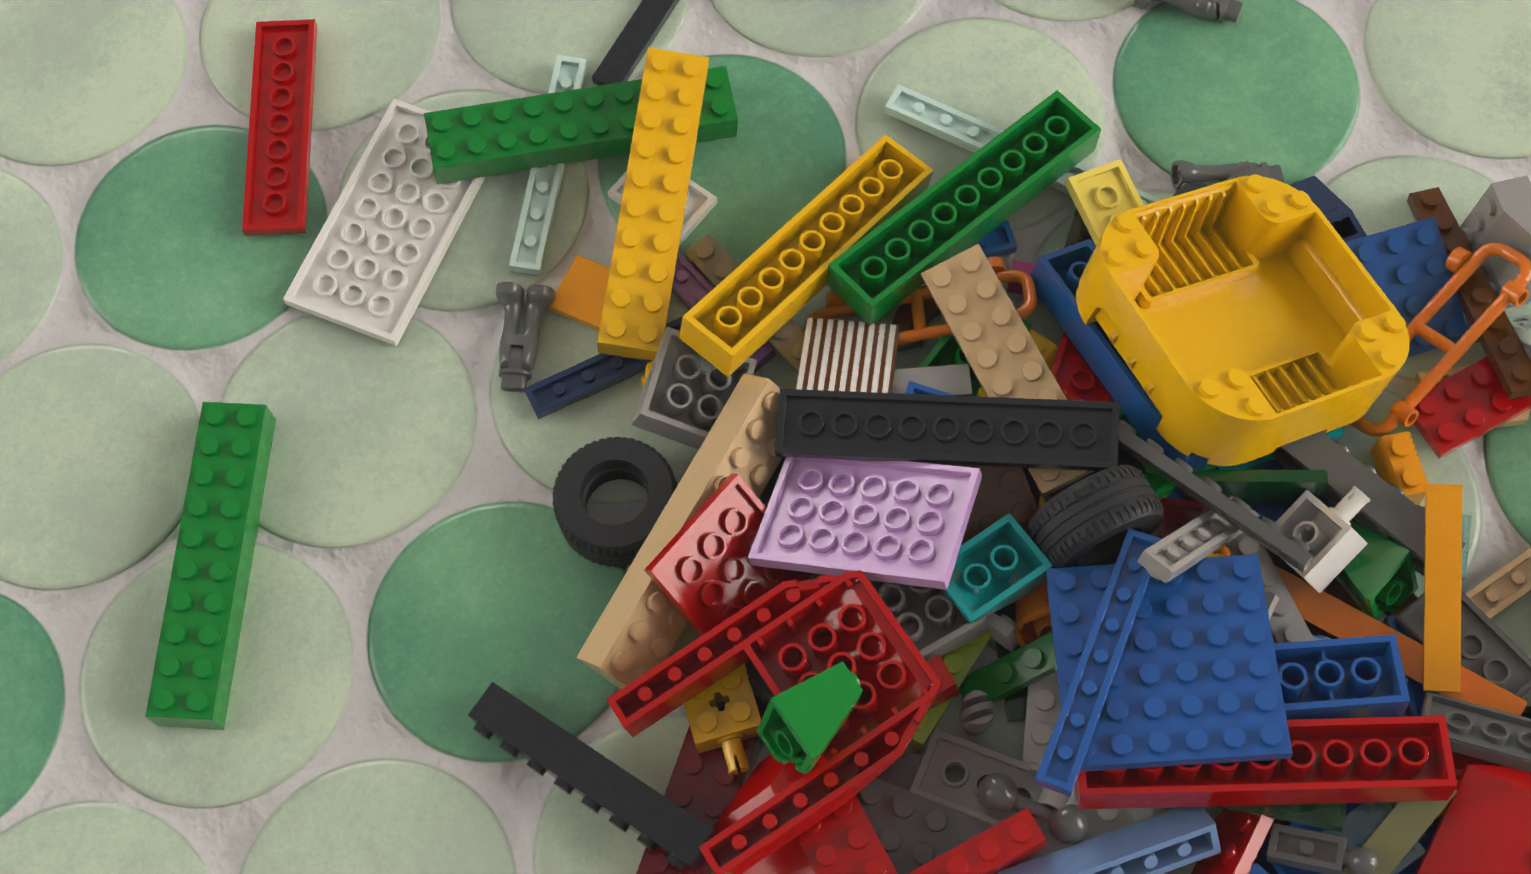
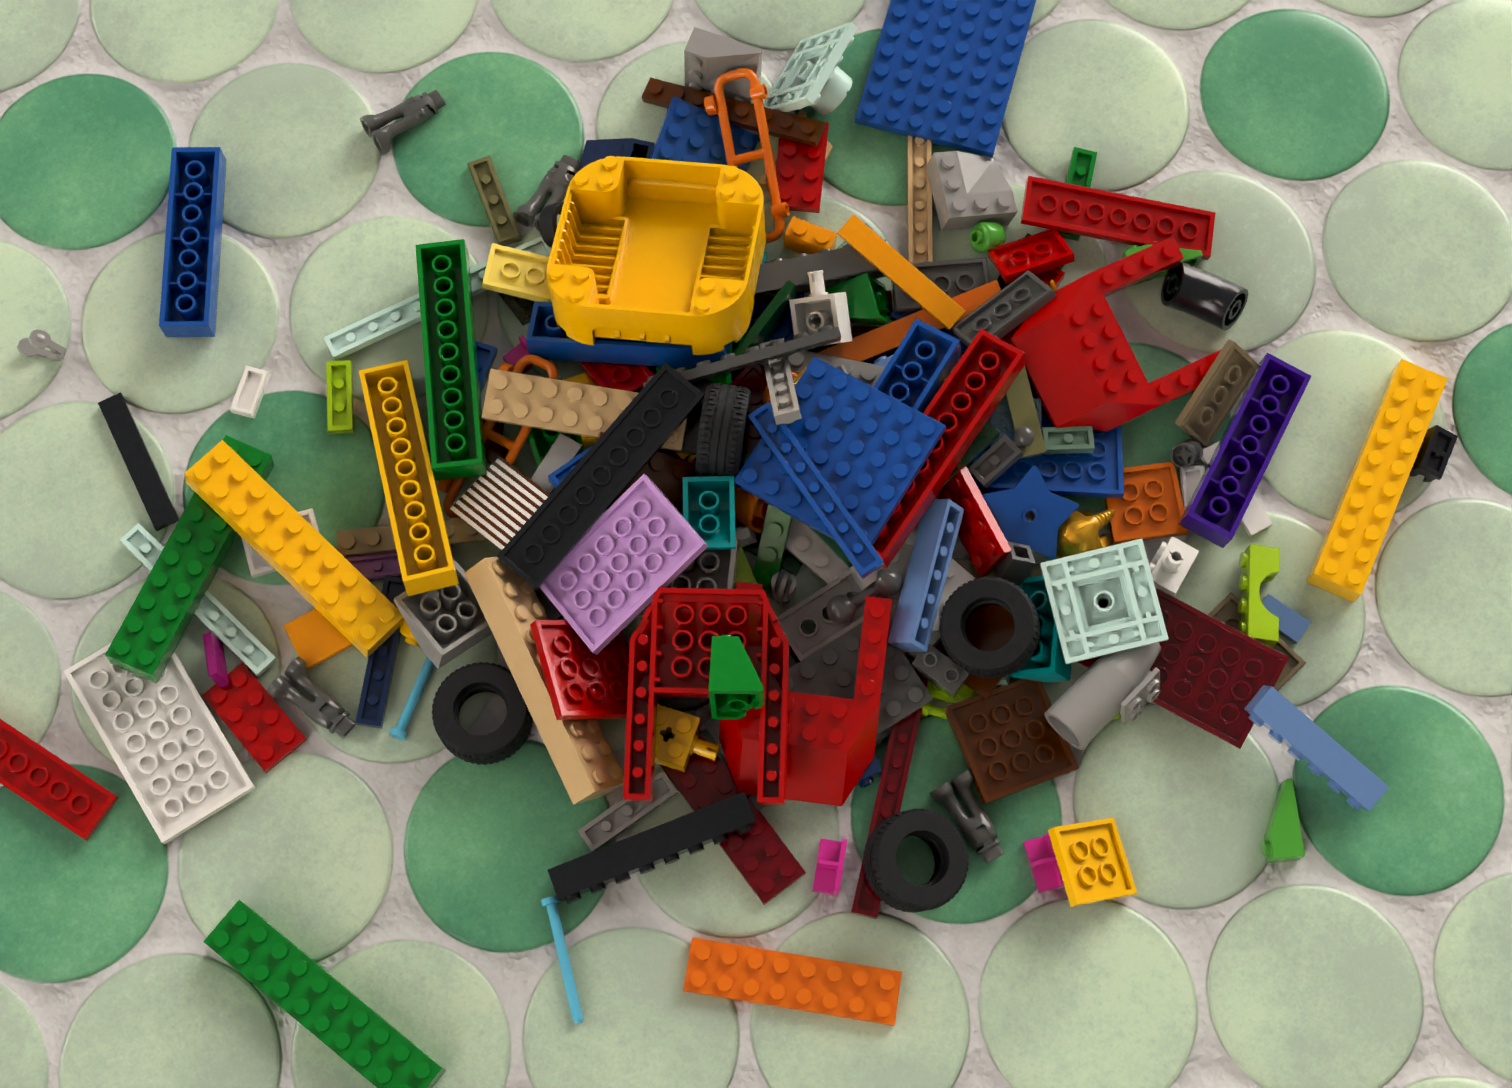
camera: 60 degrees left, 5 degrees up
(413, 768) = (562, 952): none -> medium azure bar
(466, 296) = (255, 718): none -> red plate
(496, 217) = (215, 659): none -> magenta tile
(583, 428) = (399, 731): none -> medium azure bar
(598, 718) = (625, 814): none -> light grey plate
(793, 63) = (250, 392): none -> white tile
(849, 142) = (340, 397): none -> lime plate
(1172, 138) = (494, 201): none -> olive tile

